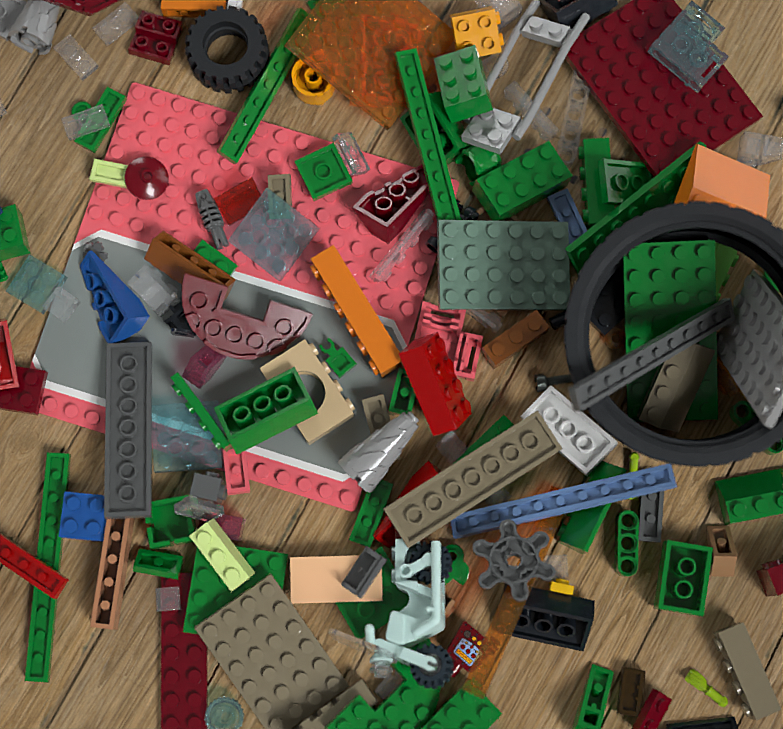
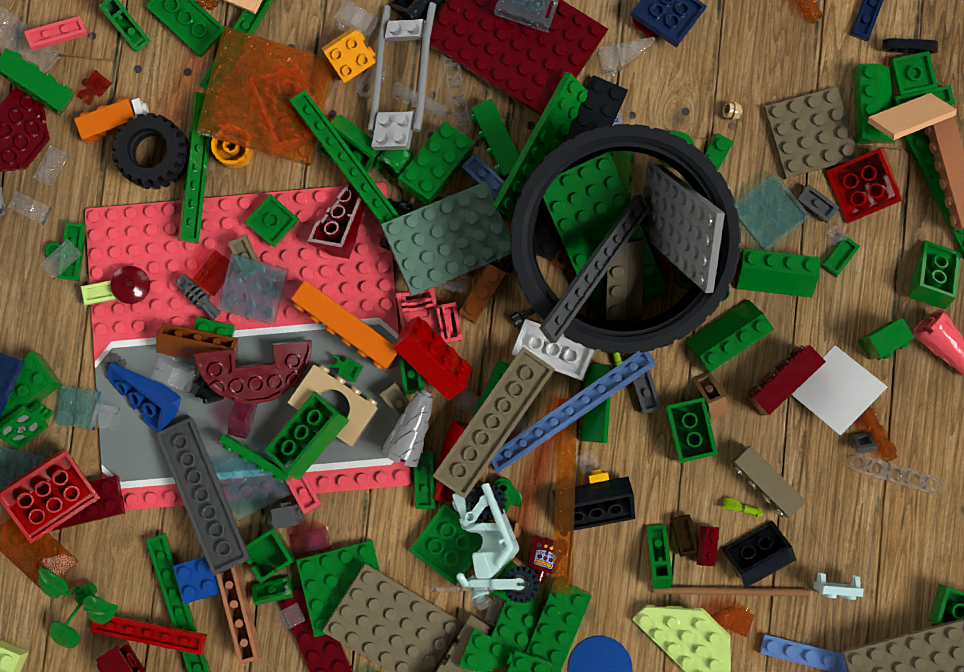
camera: 20 degrees left, 5 degrees up
(155, 37) = (88, 164): dark red slope -> none
(198, 509) = (287, 536): clear plate -> none
(222, 554) = (320, 564): yellowish green brick -> none
(321, 579) = (418, 544): light nougat tile -> none
(351, 153) = (288, 196): clear plate -> none
(364, 572) = (438, 531): dark grey hinge -> none
(397, 252) = (364, 247): clear plate -> none
(463, 84) = (355, 102): green brick -> none
(513, 545) = (548, 461): dark grey plate -> none
(621, 179) = (515, 129): green plate -> none
(631, 533) = (642, 427): green beam -> none
(724, 180) = (600, 102): orange slope -> none

